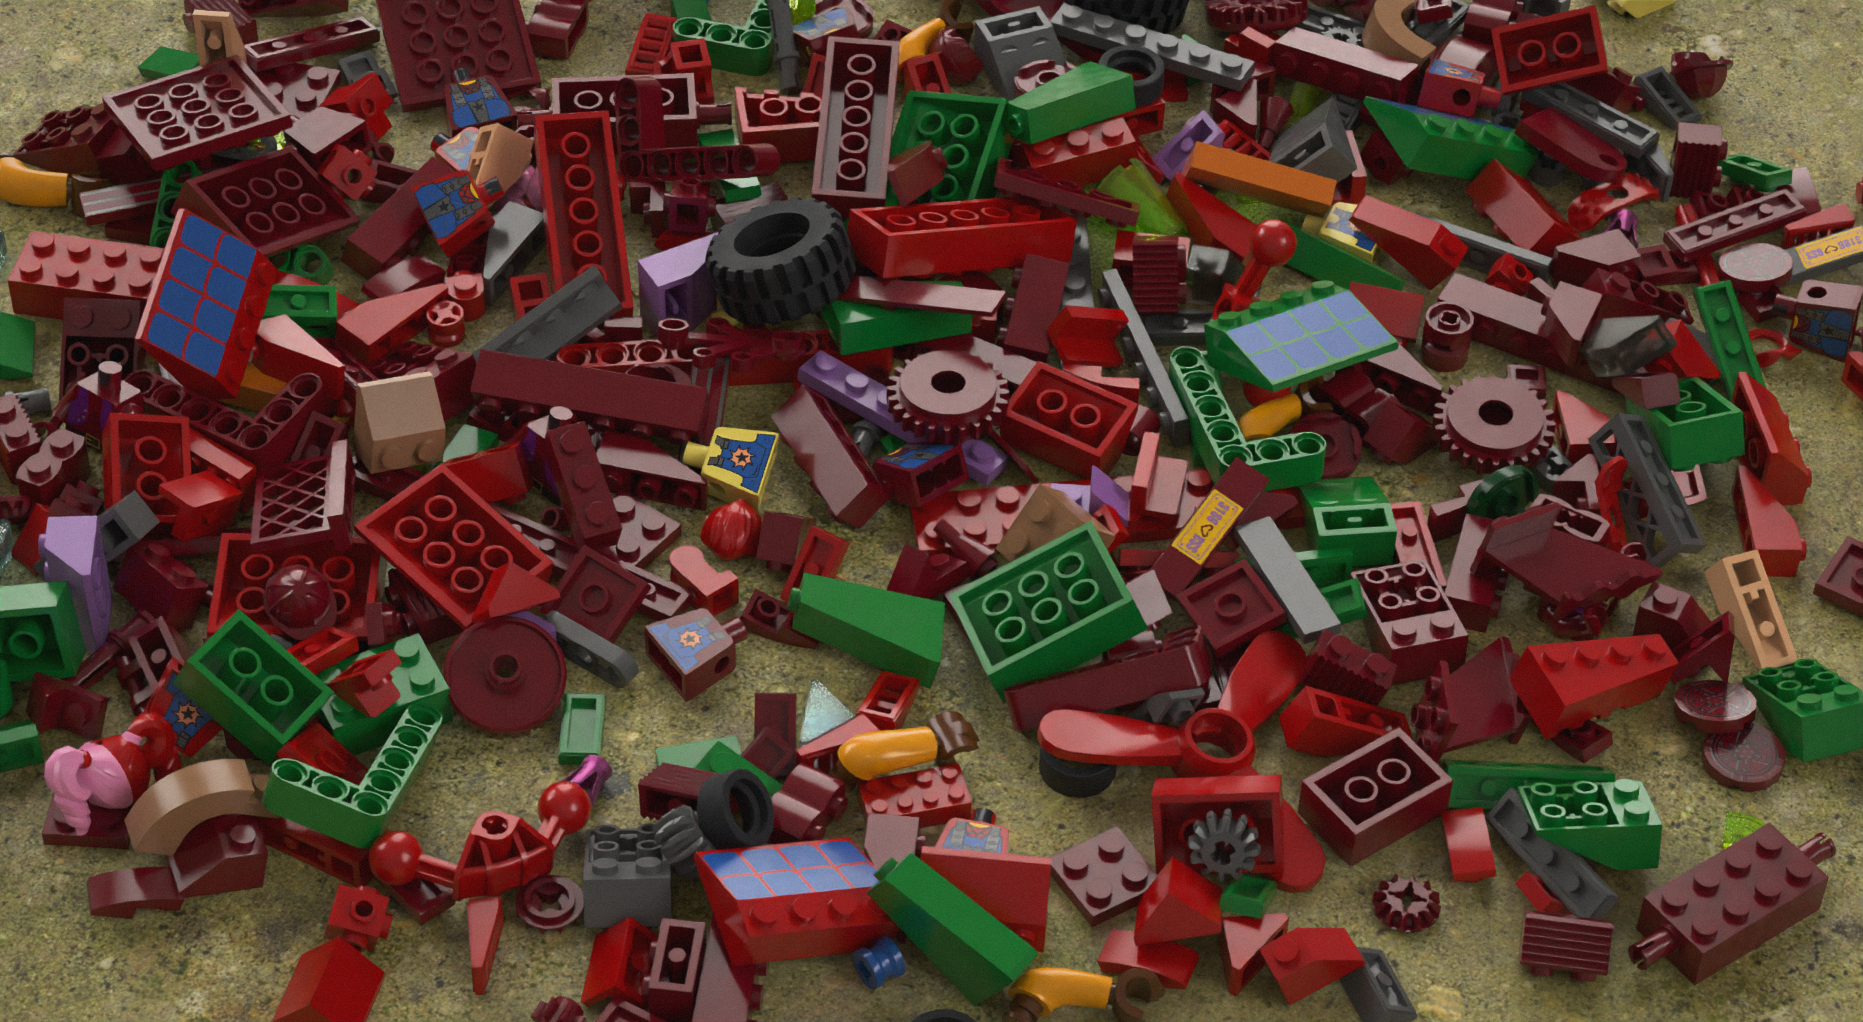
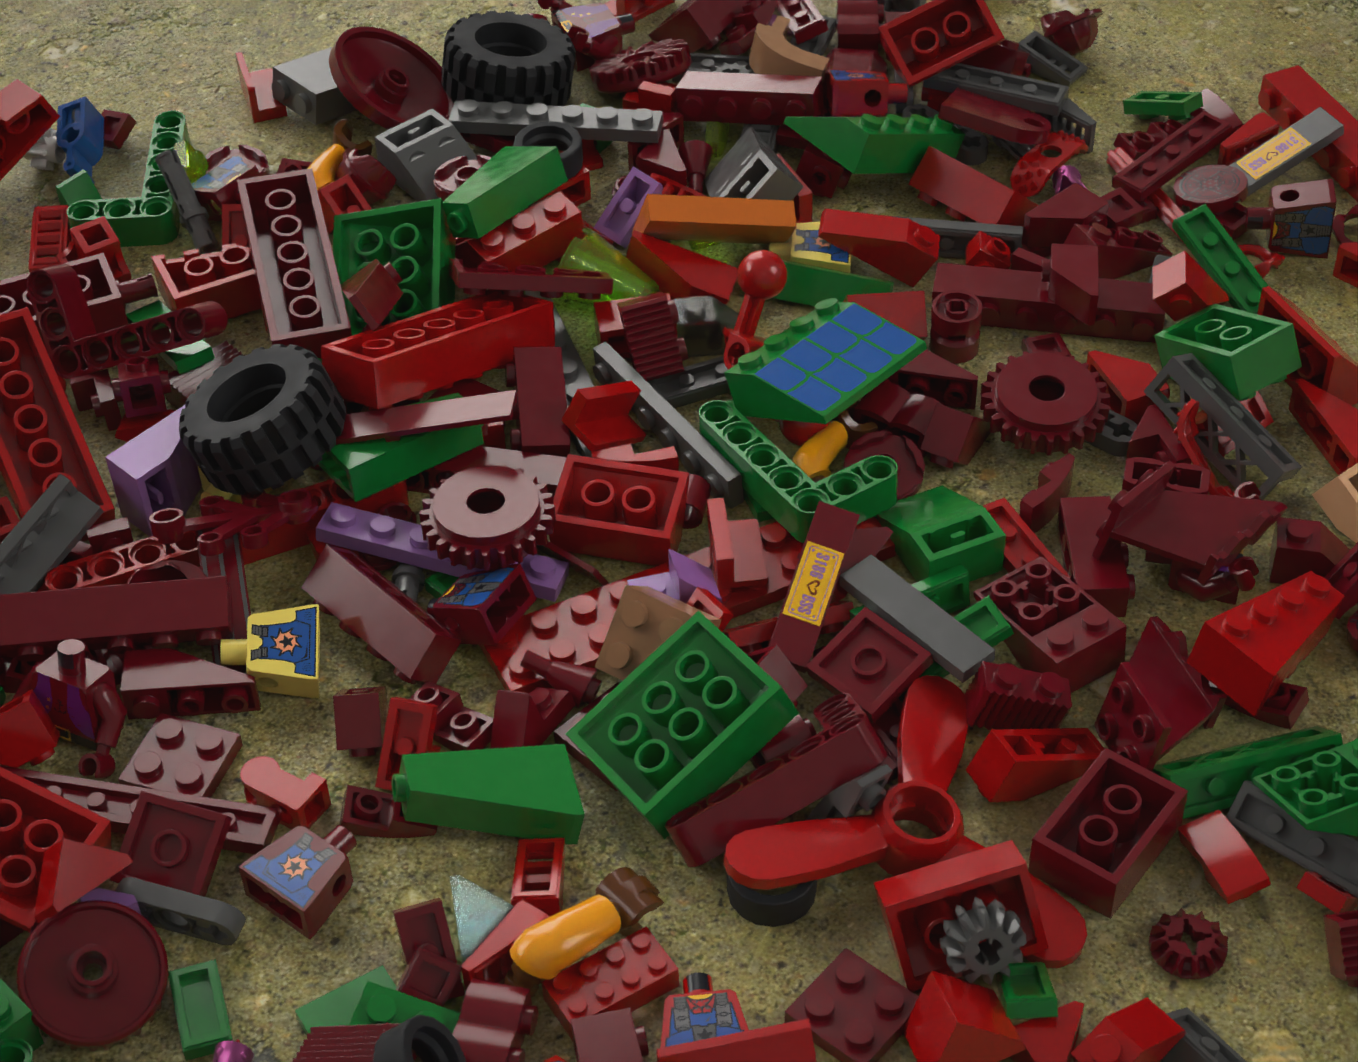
camera: 15 degrees left, 0 degrees up
(582, 487) = (119, 724): dark red brick -> none
(732, 531) = (300, 726): red hair -> none
(861, 562) = (455, 725): none -> dark red slope
(1504, 493) = (1088, 468): dark green tile -> none
(1626, 344) = (1143, 288): clear smoke slope -> none
(1649, 388) = (1183, 325): dark red slope -> none
(1696, 158) = (1111, 101): dark red brick -> none

